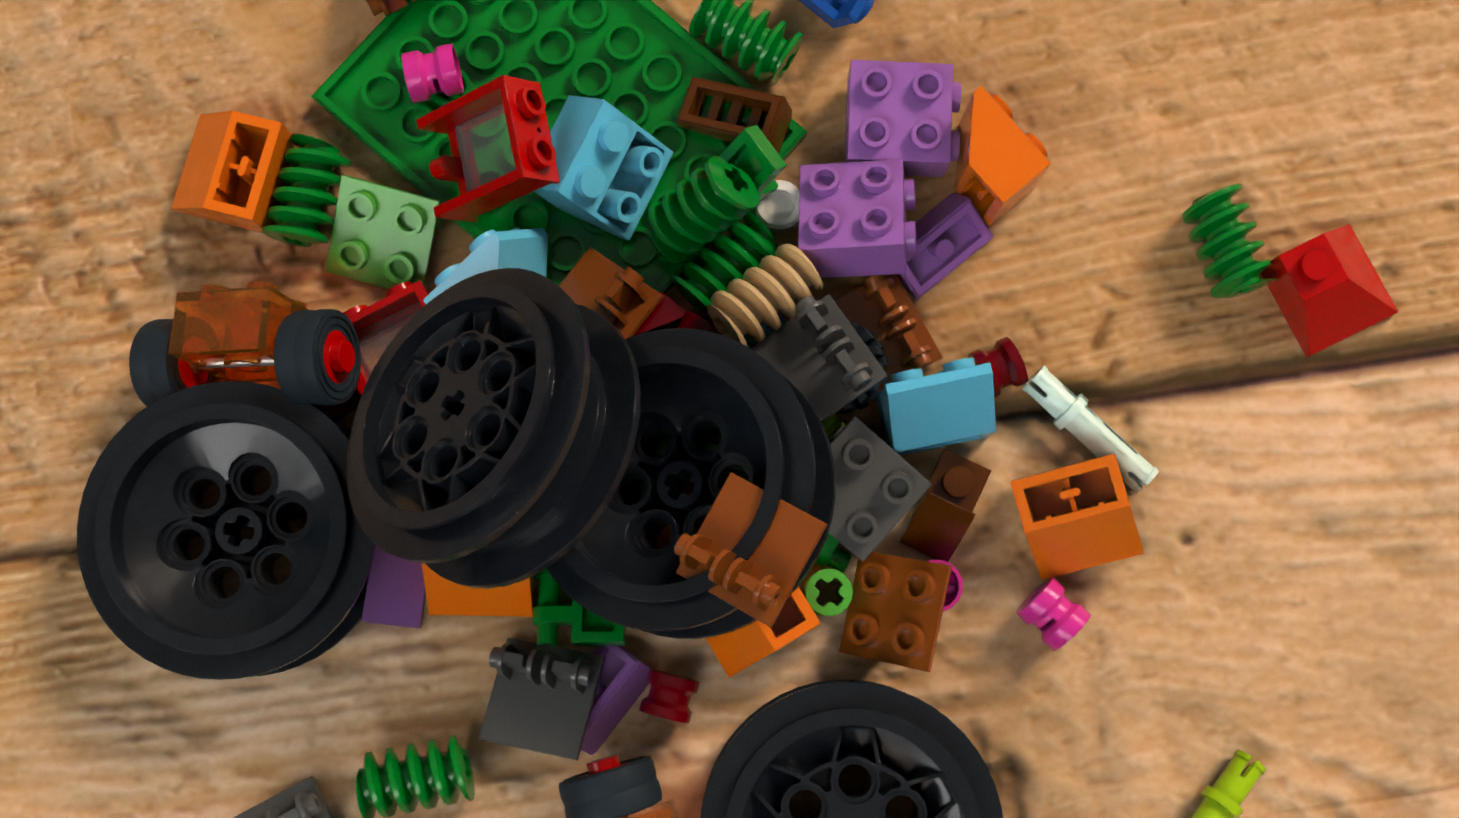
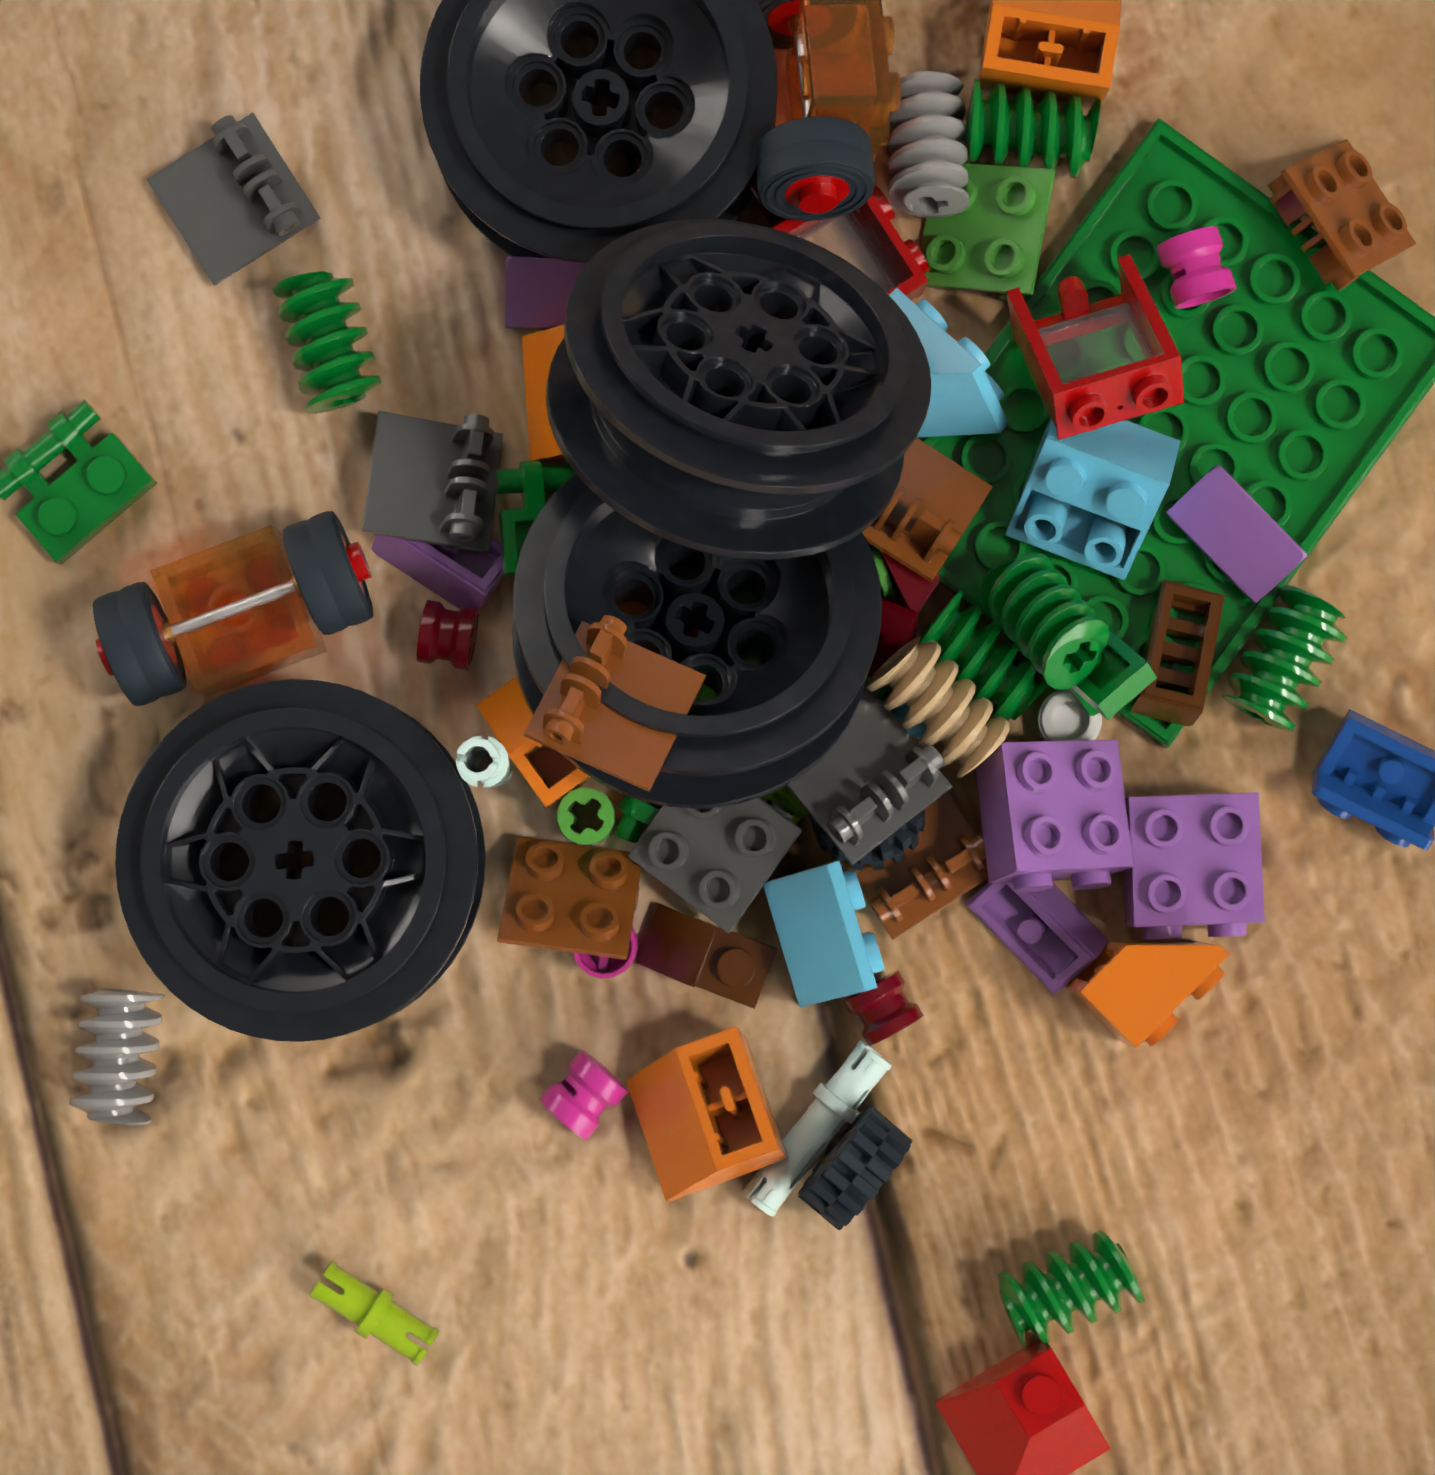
camera: 90 degrees right, 5 degrees up
(314, 271) = (928, 147): none -> light grey piece
(645, 62) = (1236, 534): none -> medium lavender slope
(791, 680) = (473, 752): none -> light aqua pin
(1127, 398) = (855, 1168): none -> black wheel

